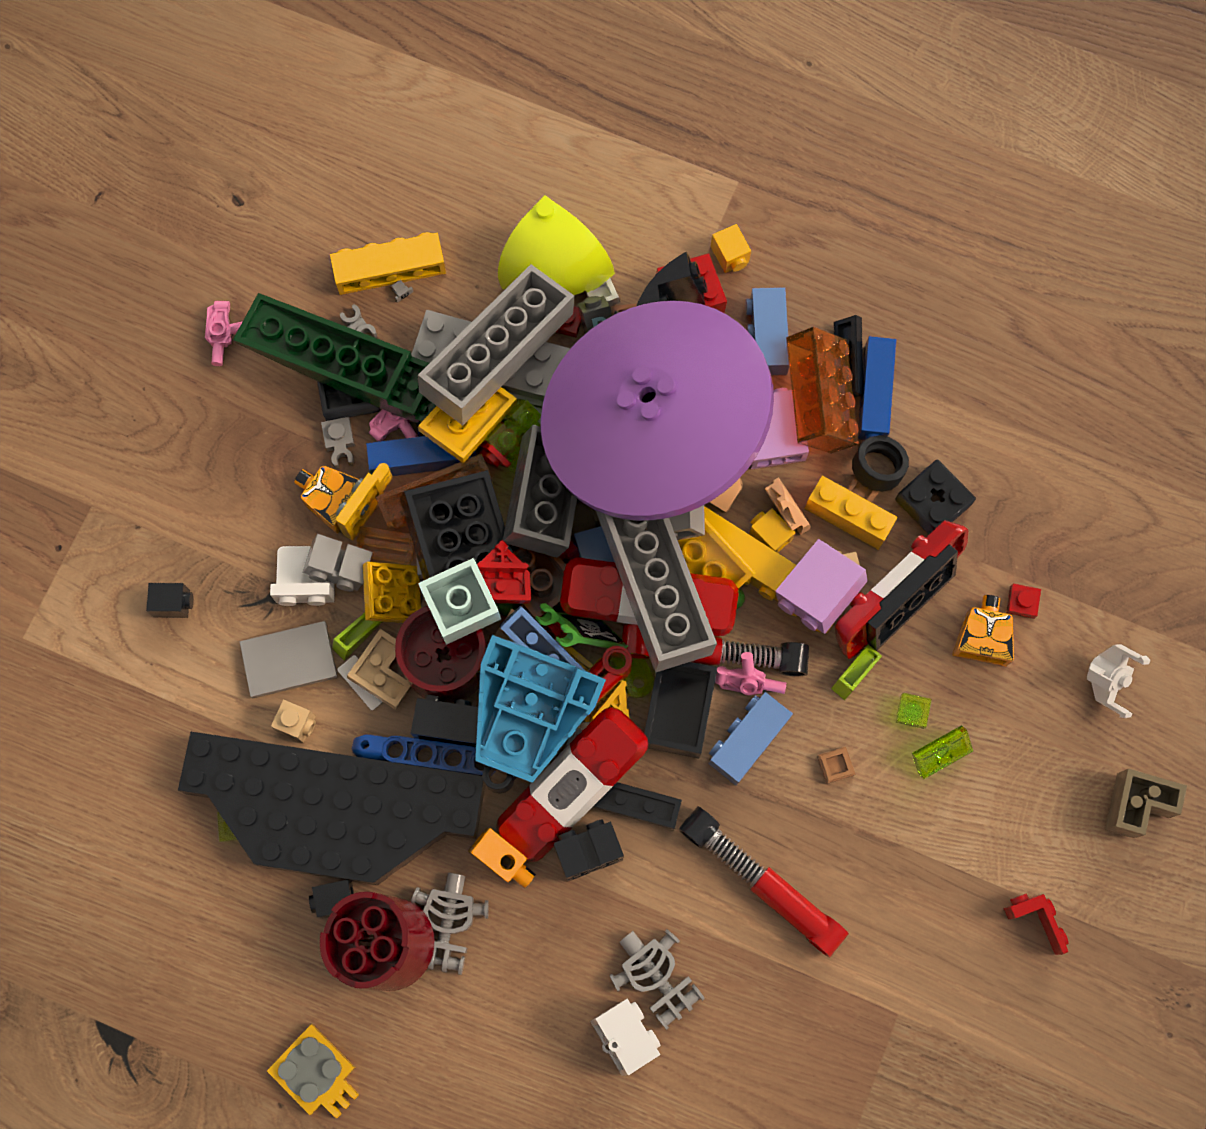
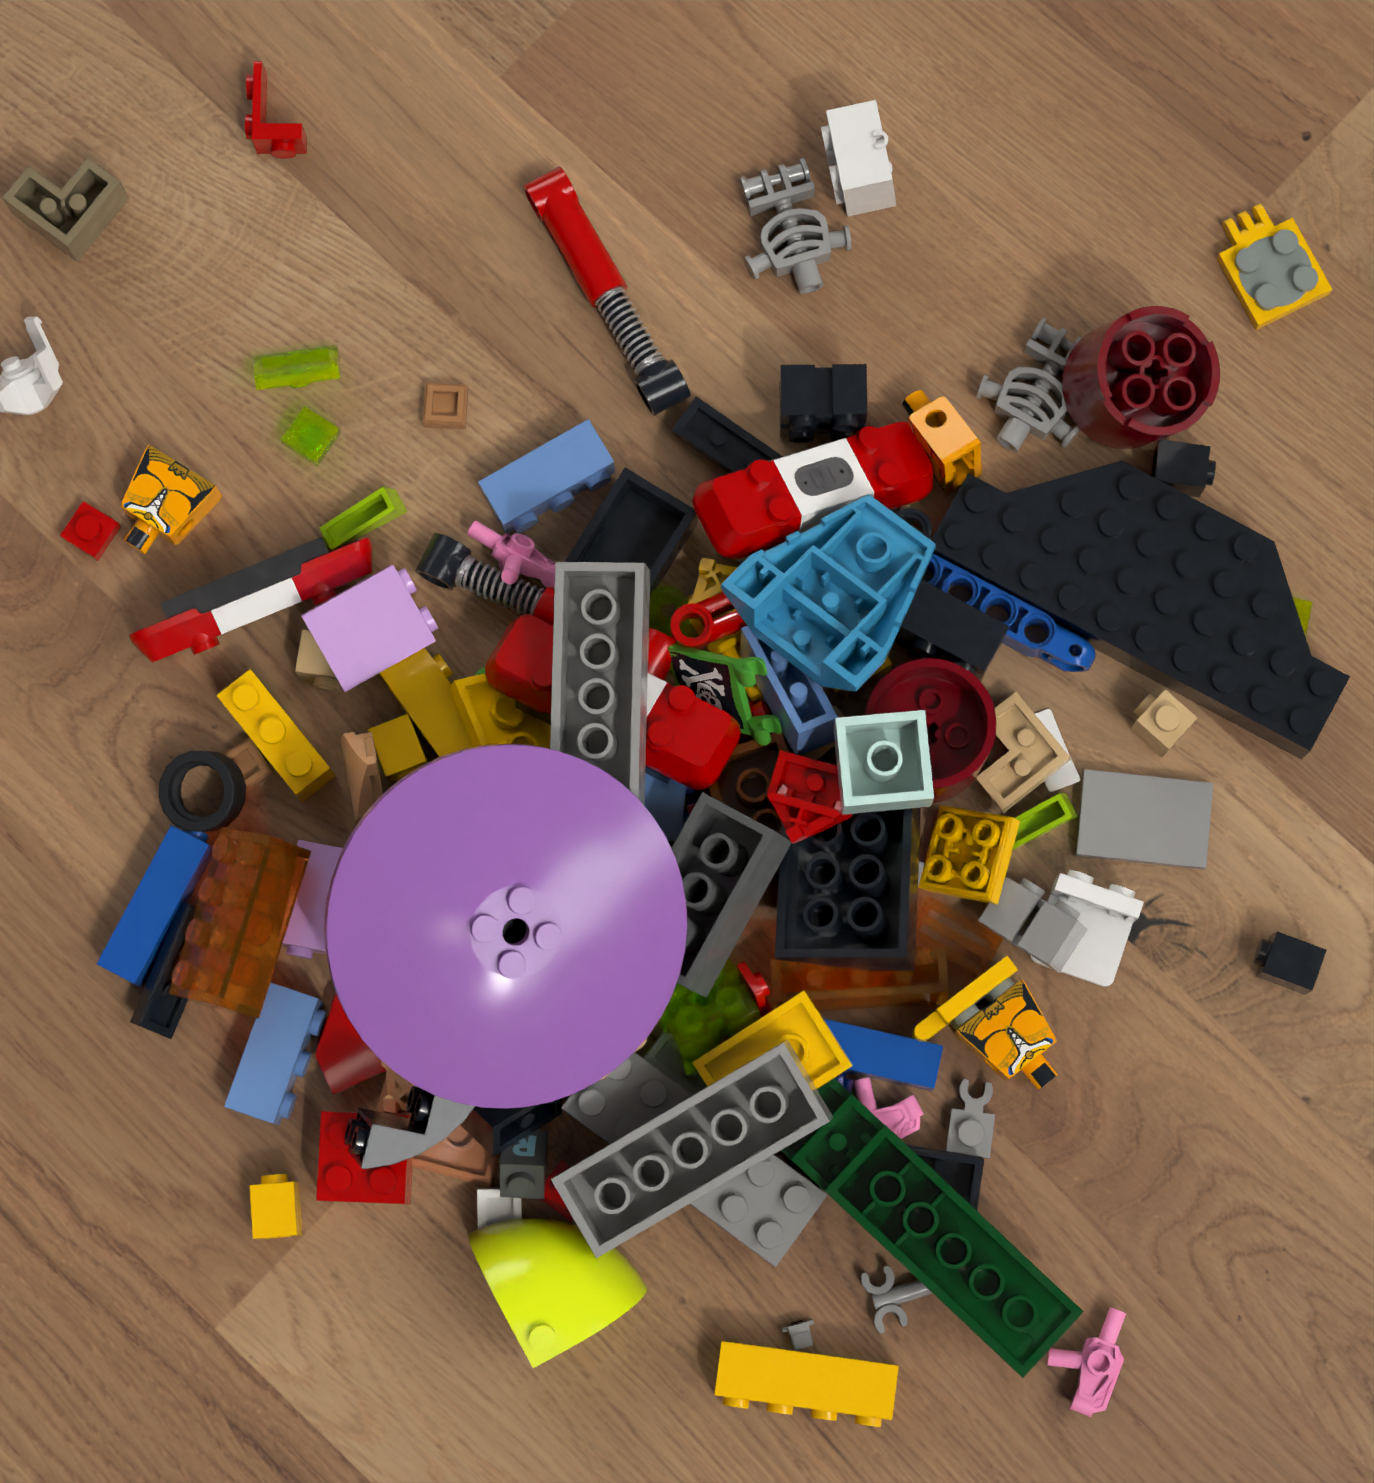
camera: 155 degrees left, 5 degrees up
(934, 481) = (170, 727): black brick -> none

